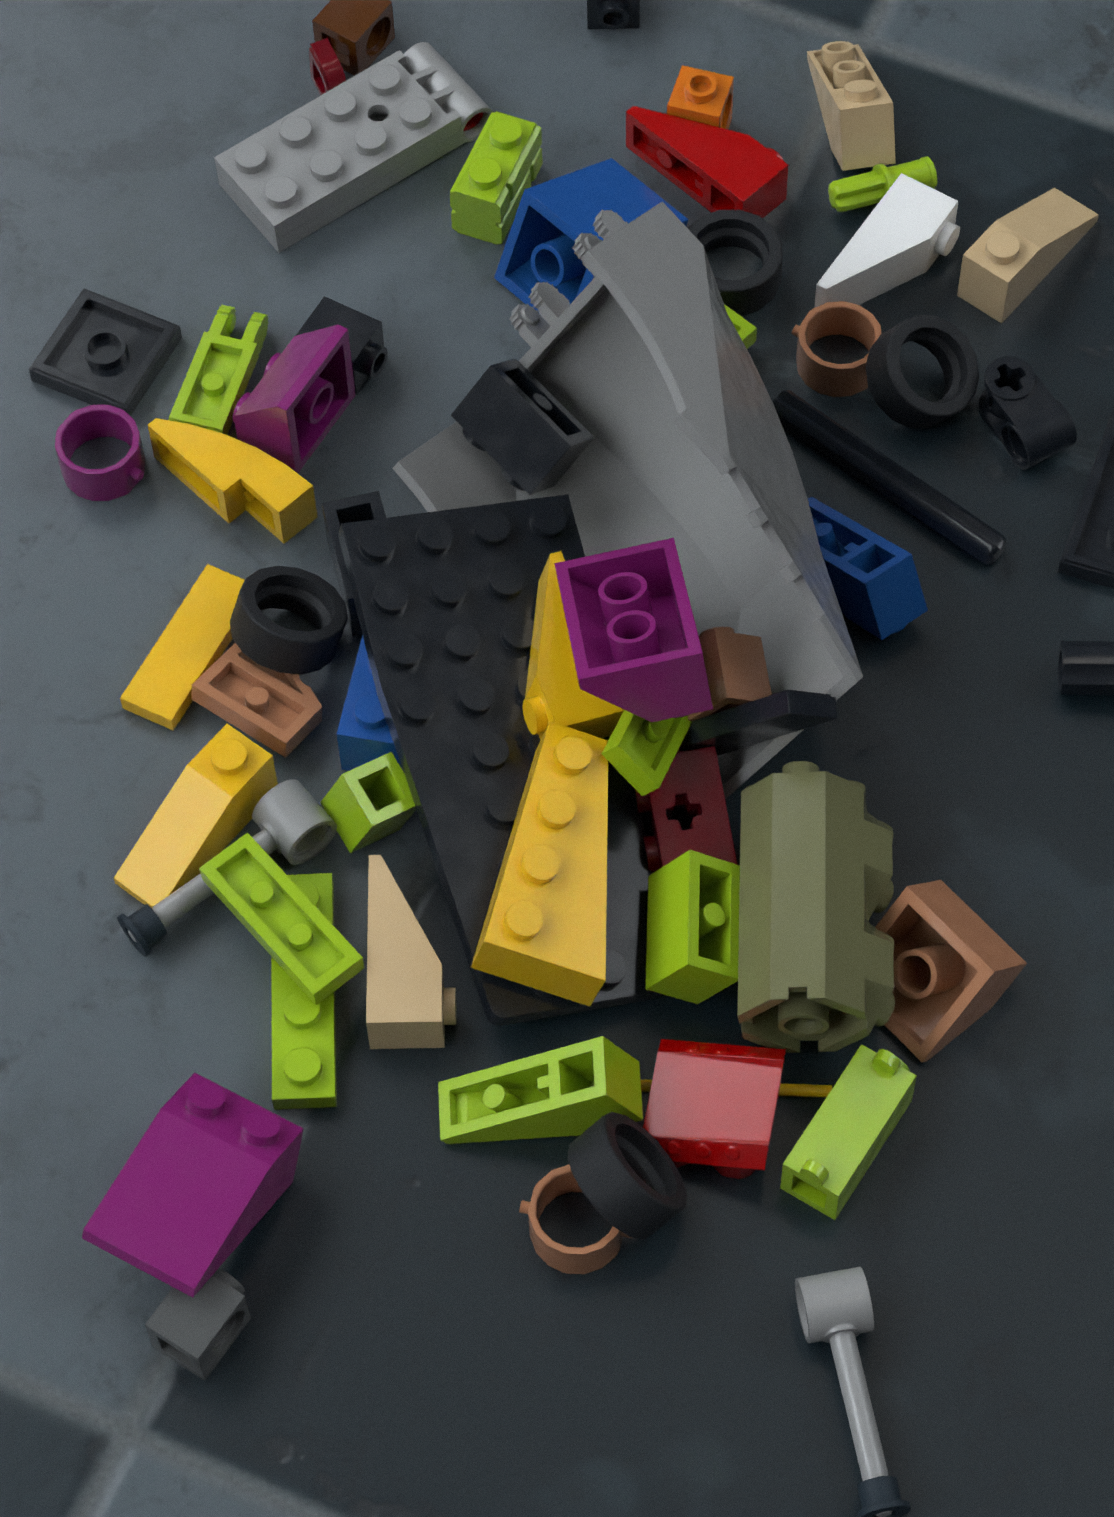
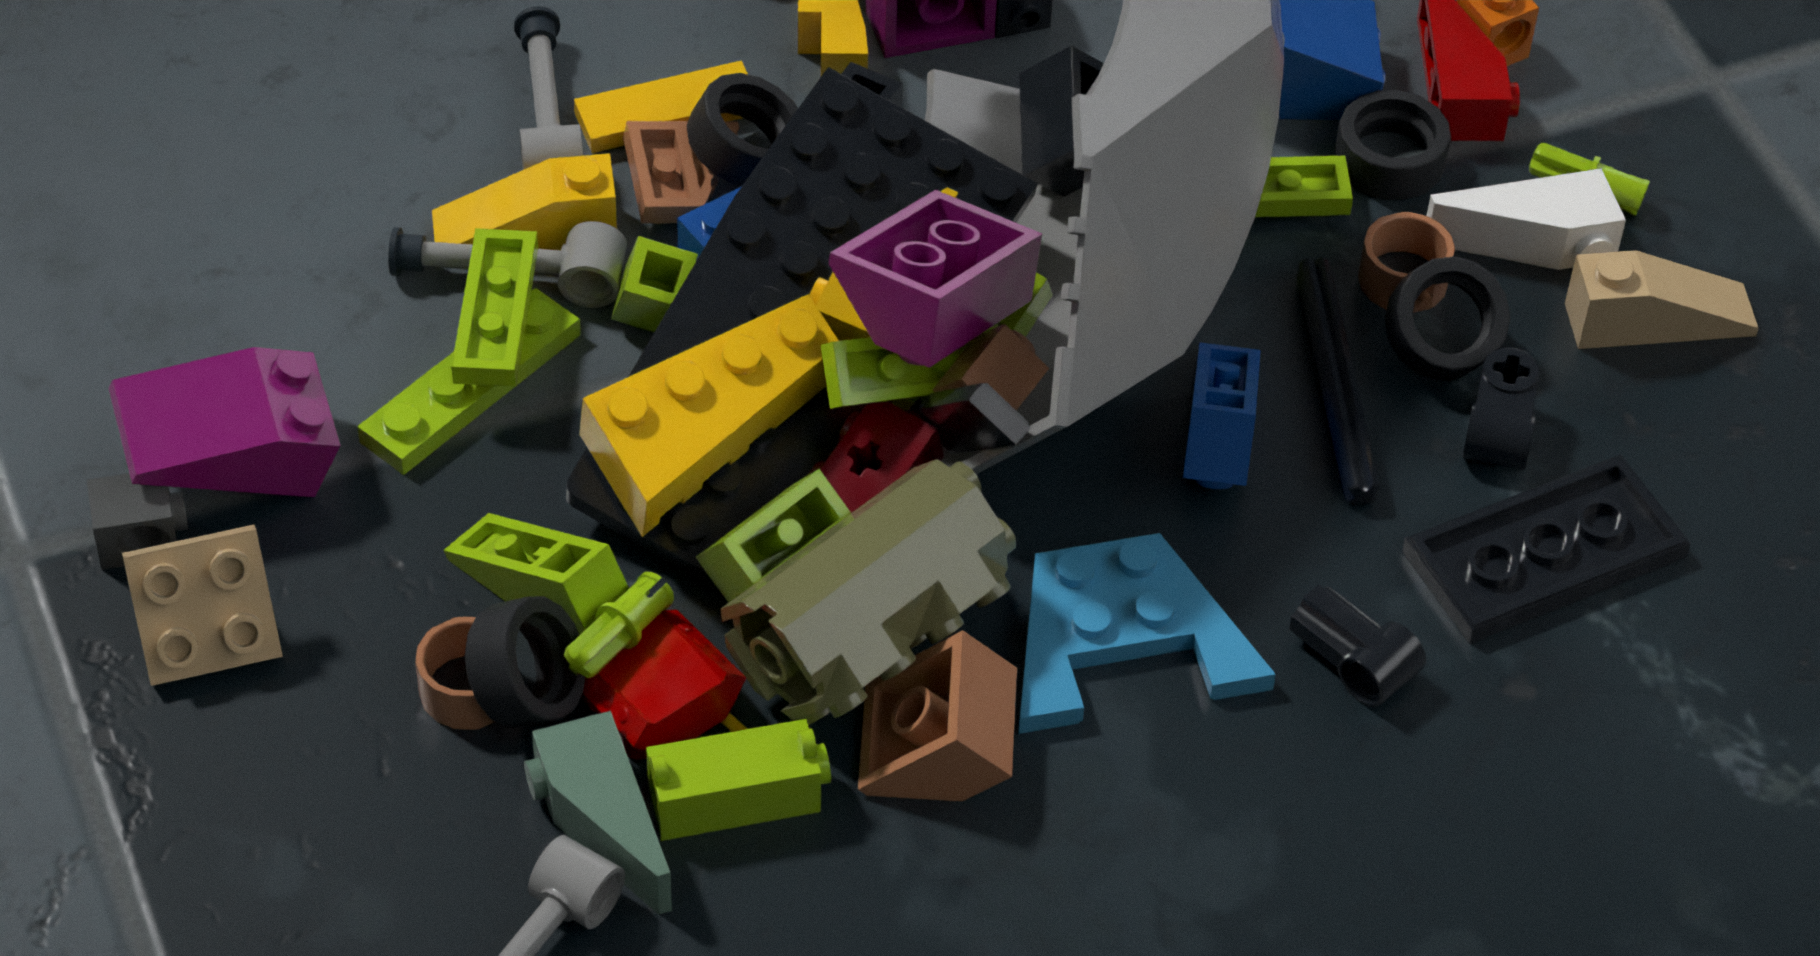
camera: 40 degrees right, 10 degrees down
(153, 755) = (538, 32): none -> light grey piece
(345, 1342) = (202, 604): none -> tan plate
(403, 972) = (534, 424): tan slope -> none
(657, 1089) = (618, 625): none -> lime axle
(780, 1231) = (598, 801): none -> sand green slope
(853, 106) = (1631, 106): tan slope -> none
(935, 771) = (1119, 606): none -> dark azure wing

